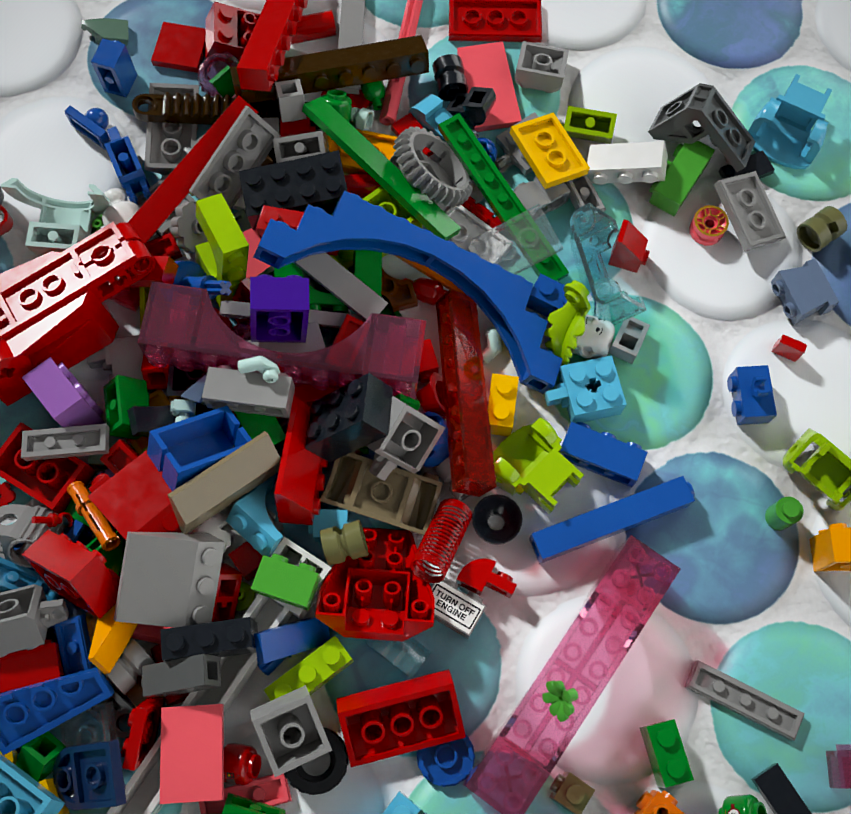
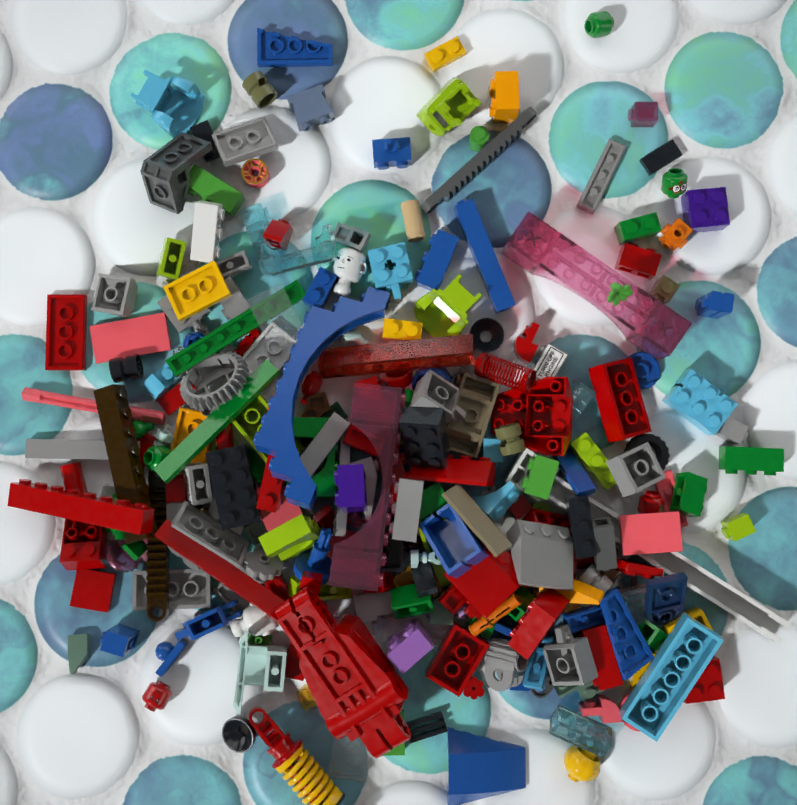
camera: 85 degrees left, 15 degrees up
(42, 110) = (156, 696): none -> red head
(52, 519) = (497, 643): red hand -> none
(65, 442) = (443, 640): light grey plate -> none
(195, 392) = (404, 547): sand blue slope -> none
(261, 364) = (392, 501): light aqua arm -> none
(290, 100) = (157, 493): light grey brick -> none
(473, 105) = (154, 351): black brick -> none
(568, 321) = (344, 281): lime plant -> none
(616, 753) = (638, 260): none -> red brick
(648, 220) = (256, 222): none -> clear light blue slope
(657, 422) = (413, 220): none -> tan pin
(754, 517) = (479, 161): none -> dark grey gear
(789, 348) = (355, 123): red tile -> none

